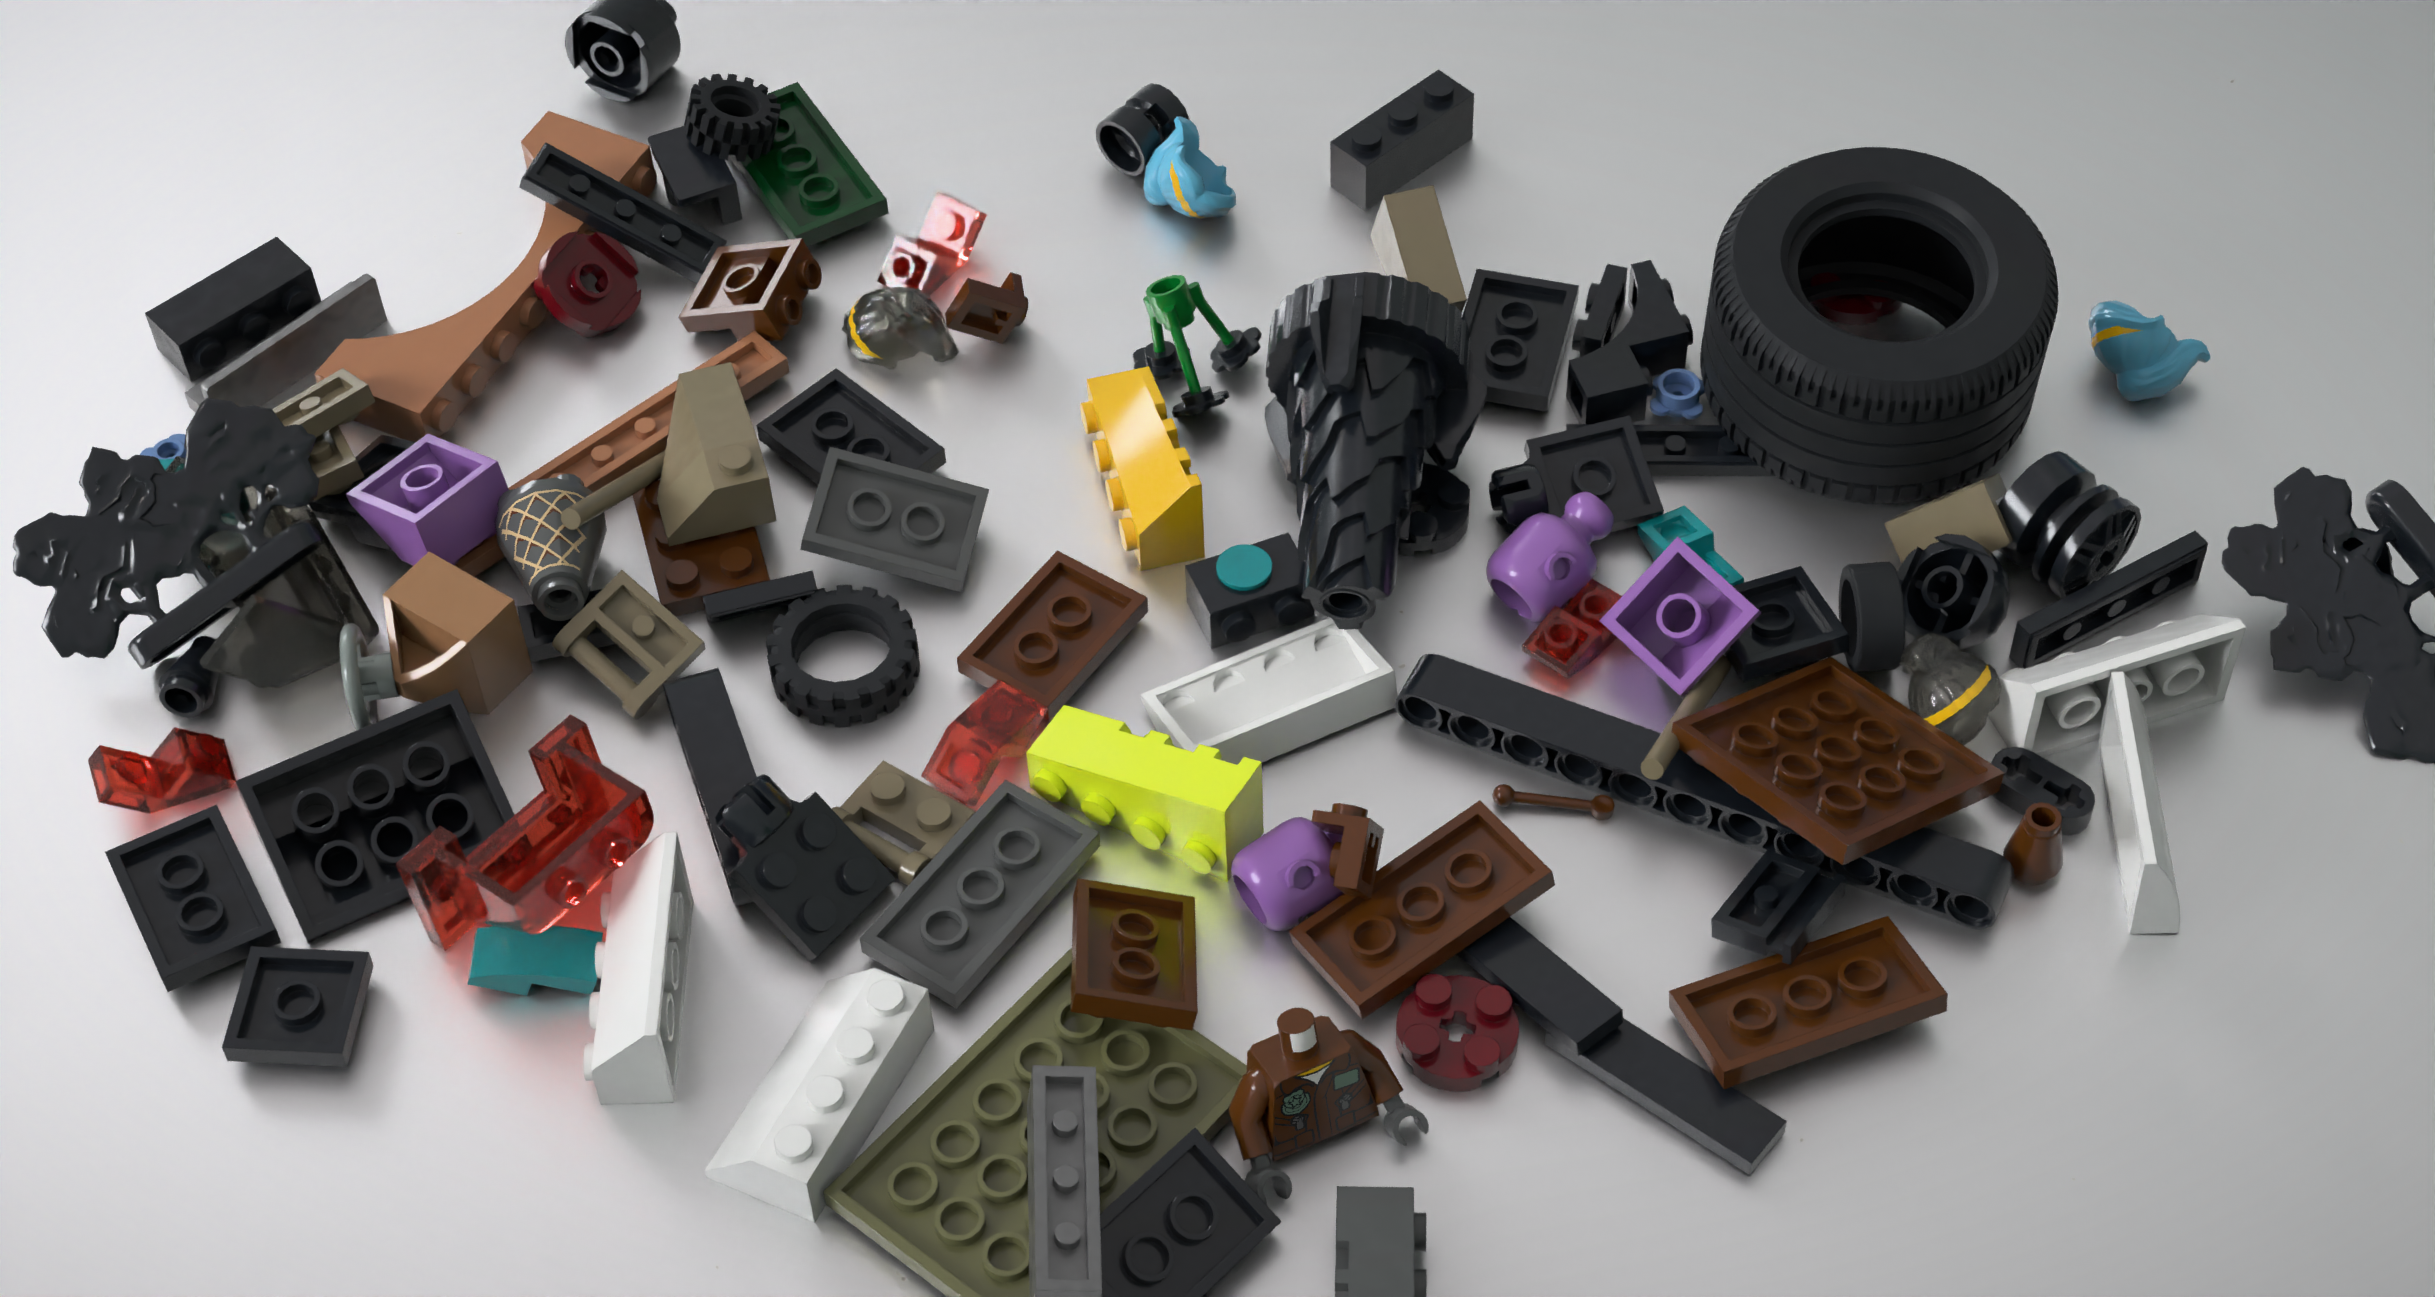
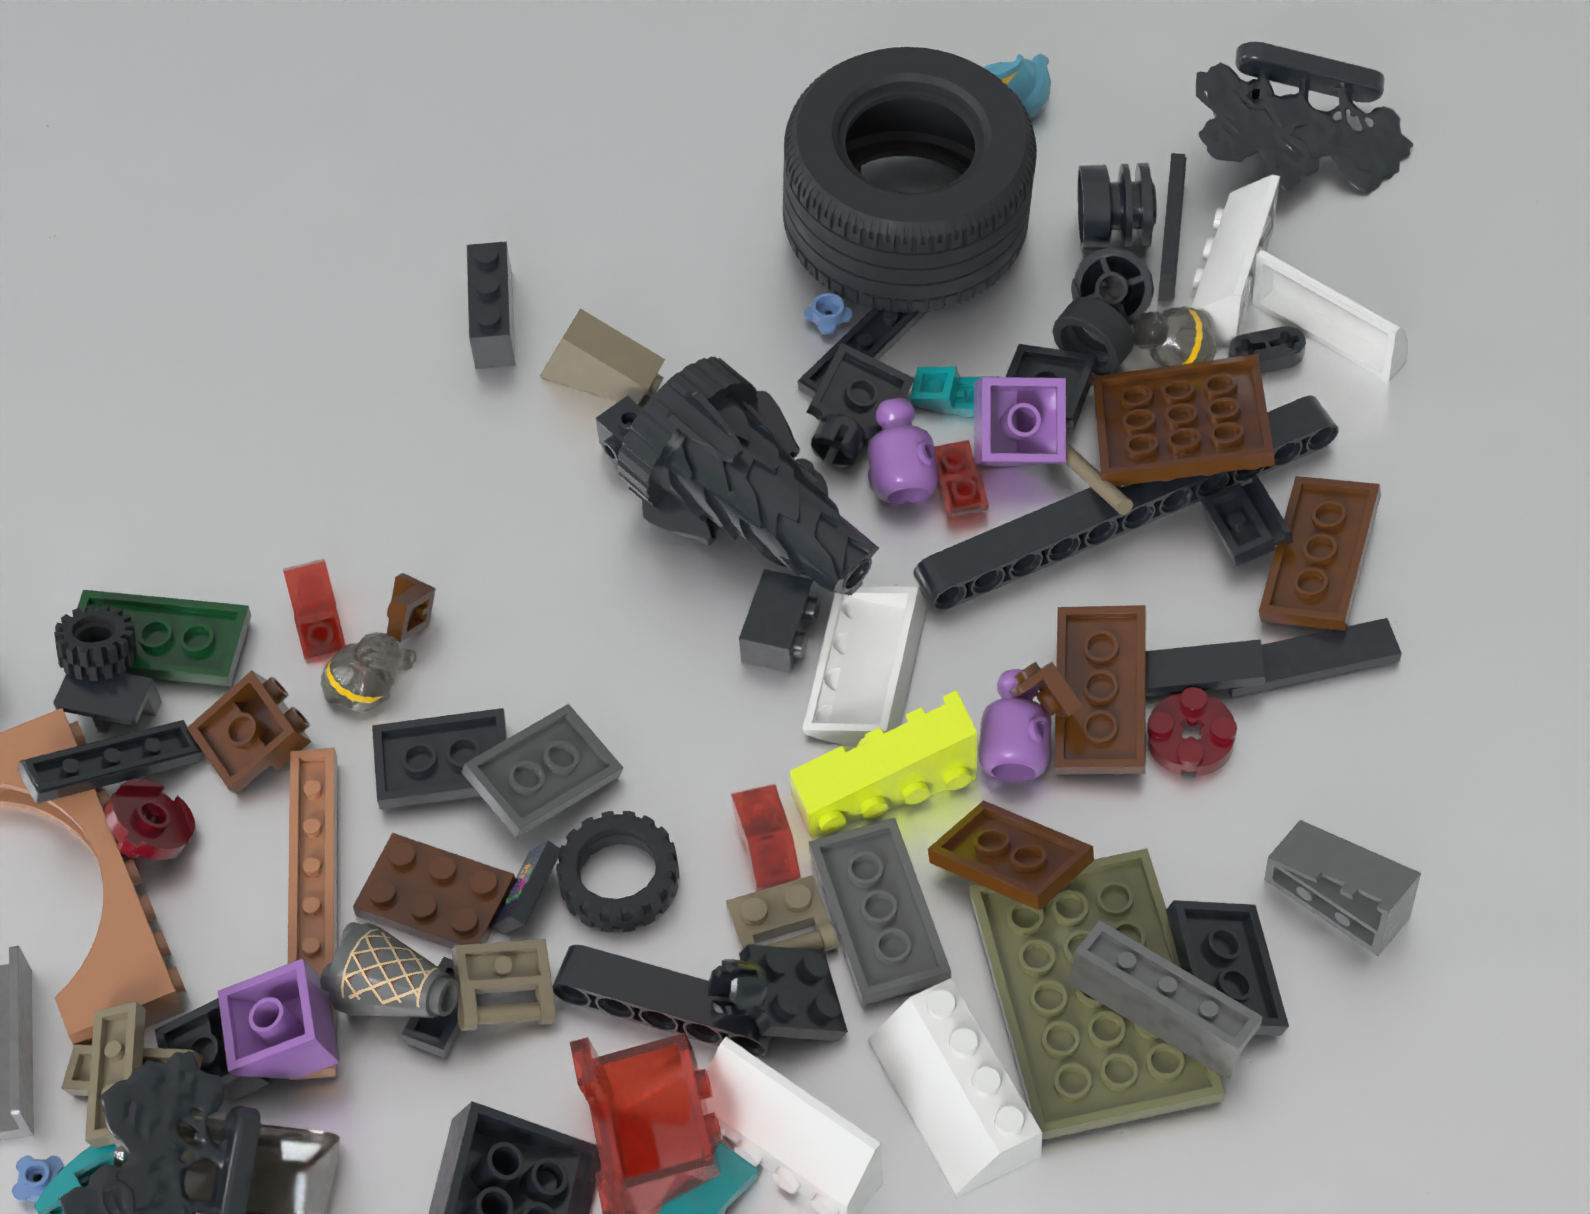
camera: 50 degrees left, 5 degrees up
(442, 637) = (405, 1101): medium nougat piece -> none
(613, 493) = (374, 906): dark tan bar -> none
(712, 461) = (393, 838): dark tan wedge -> none
(1054, 632) = (709, 744): reddish brown plate -> none
(1138, 128) = (337, 429): black wheel -> none
(1145, 469) = (628, 609): yellow wedge -> none
(1172, 303) = (534, 504): plant -> none
(1186, 177) = (404, 435): medium azure hair -> none
(1244, 567) = (771, 608): teal piece -> none
(1307, 1089) = (1184, 829): reddish brown torso -> none
(1518, 335) = (703, 334): black plate -> none
(1600, 807) = (1091, 559): reddish brown hinge -> none
(1604, 307) = (742, 311): black plate -> none
(1618, 375) = (777, 292): black arch -> none
(1965, 512) = (1058, 254): dark tan panel -> none
(2036, 845) = (1308, 375): reddish brown cone -> none

